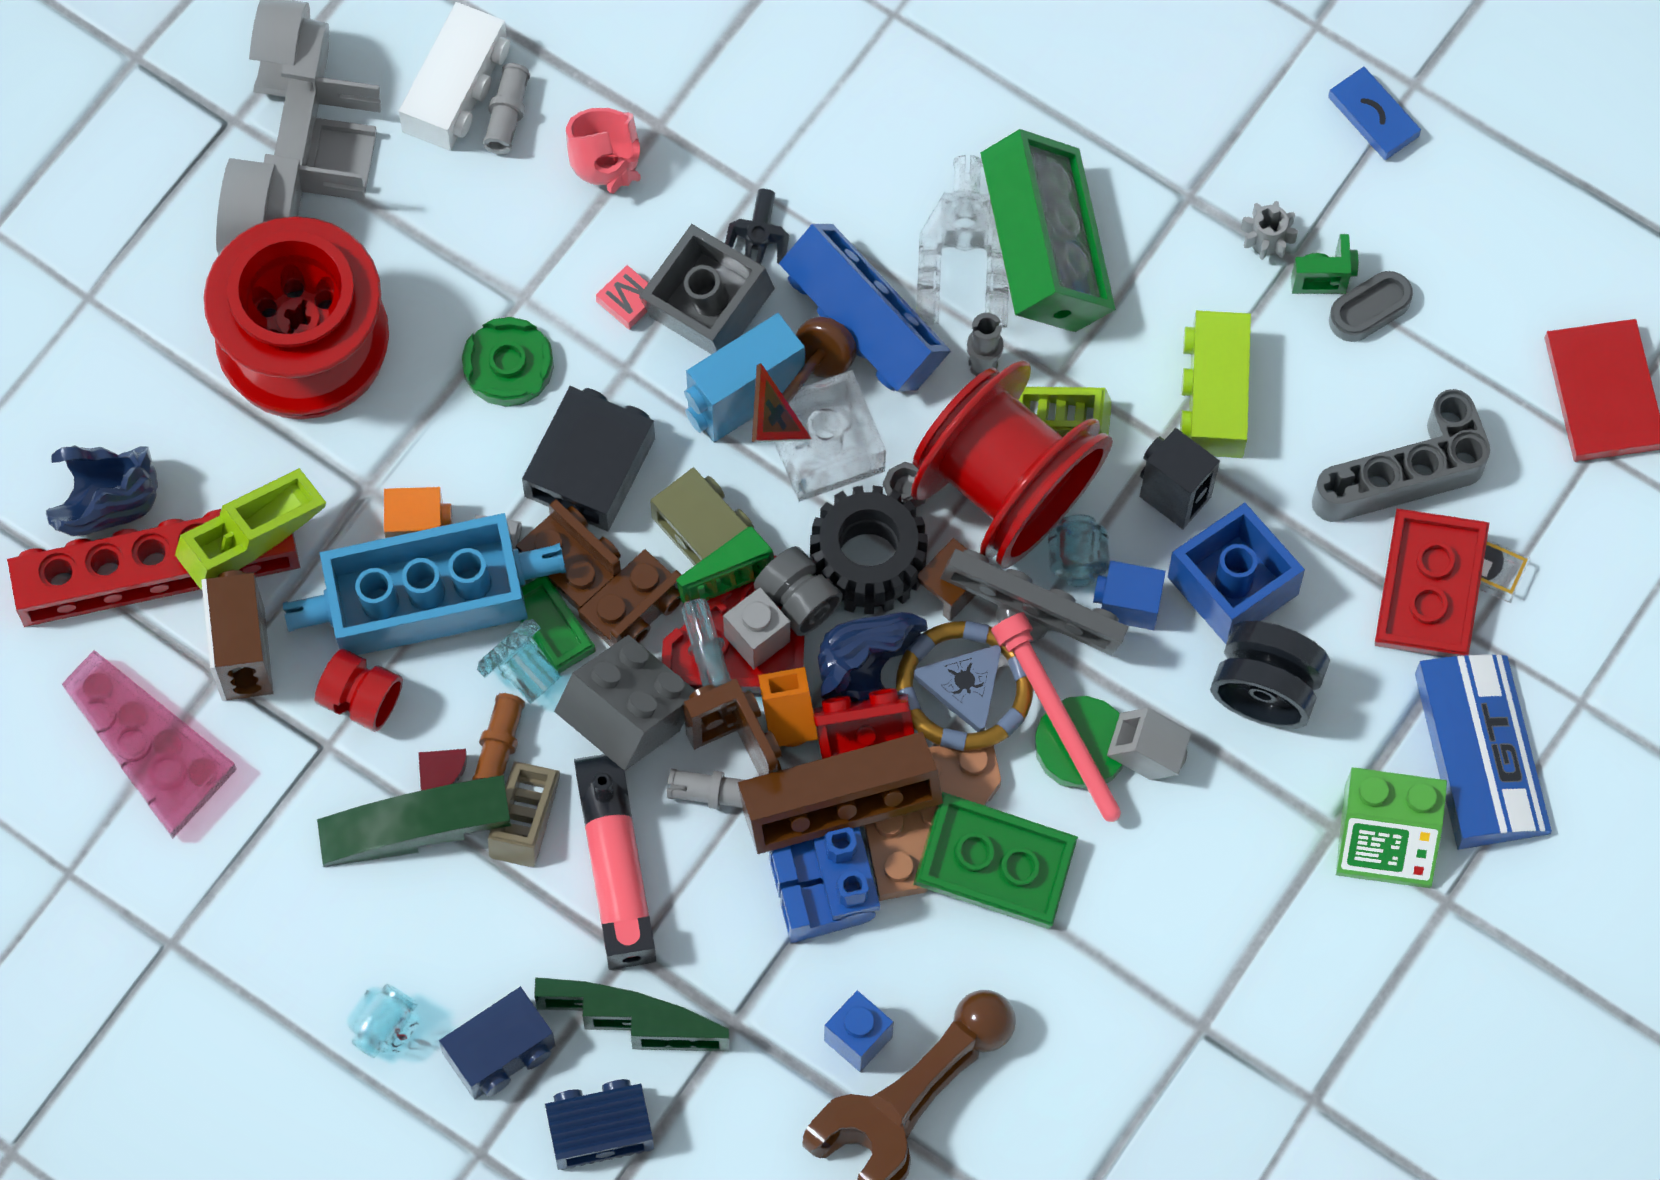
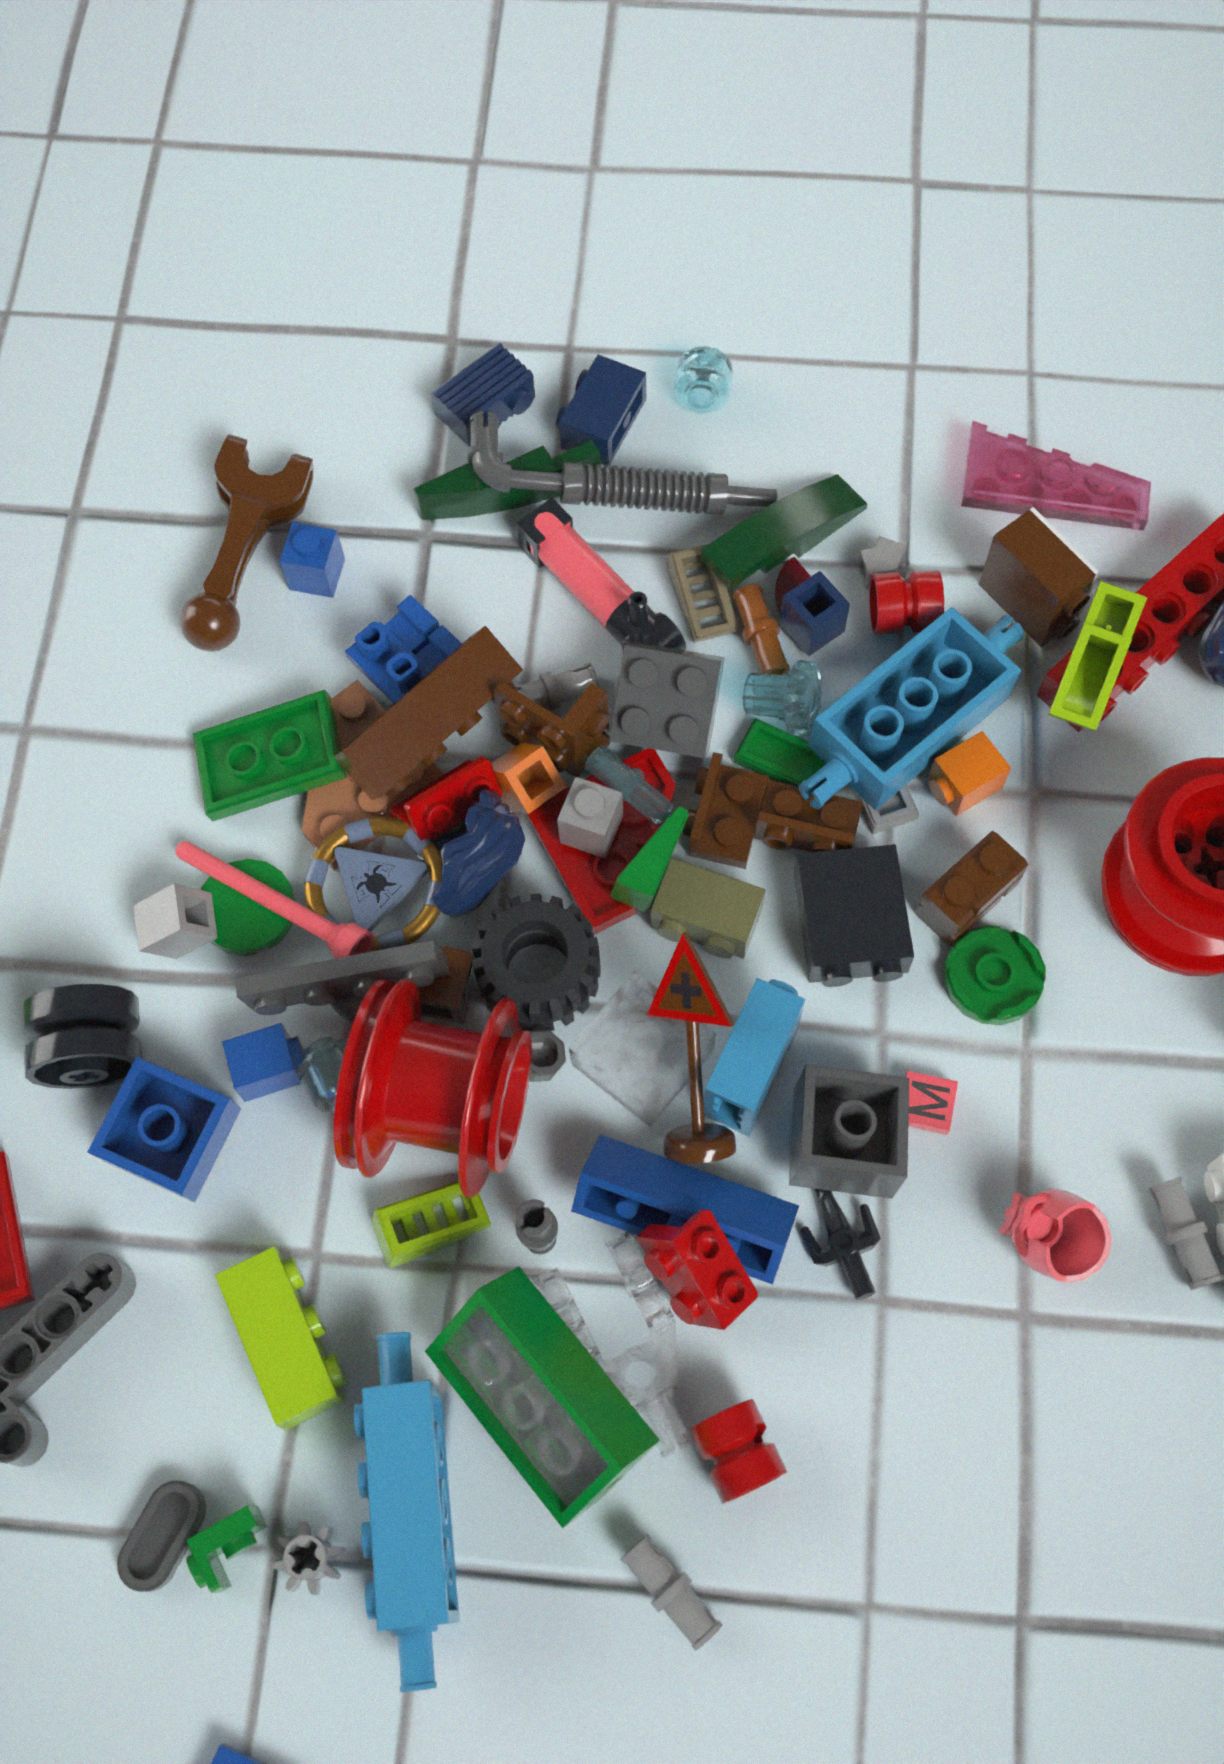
camera: 155 degrees right, 0 degrees up
(348, 749) = (883, 558): none -> light grey piece
(447, 718) = (814, 613): none -> dark blue brick
(482, 423) = (971, 888): none -> reddish brown brick
(545, 943) = (609, 486): none -> dark grey piece
(803, 596) = (572, 870): dark grey wheel -> none
(881, 243) = (698, 1271): none -> red bracket
(927, 131) = (737, 1451): none -> red wheel
(1025, 84) = (671, 1592): none -> light grey pin
(1178, 477) = (266, 1192): black brick -> none
(1181, 214) = (408, 1510): none -> dark azure brick

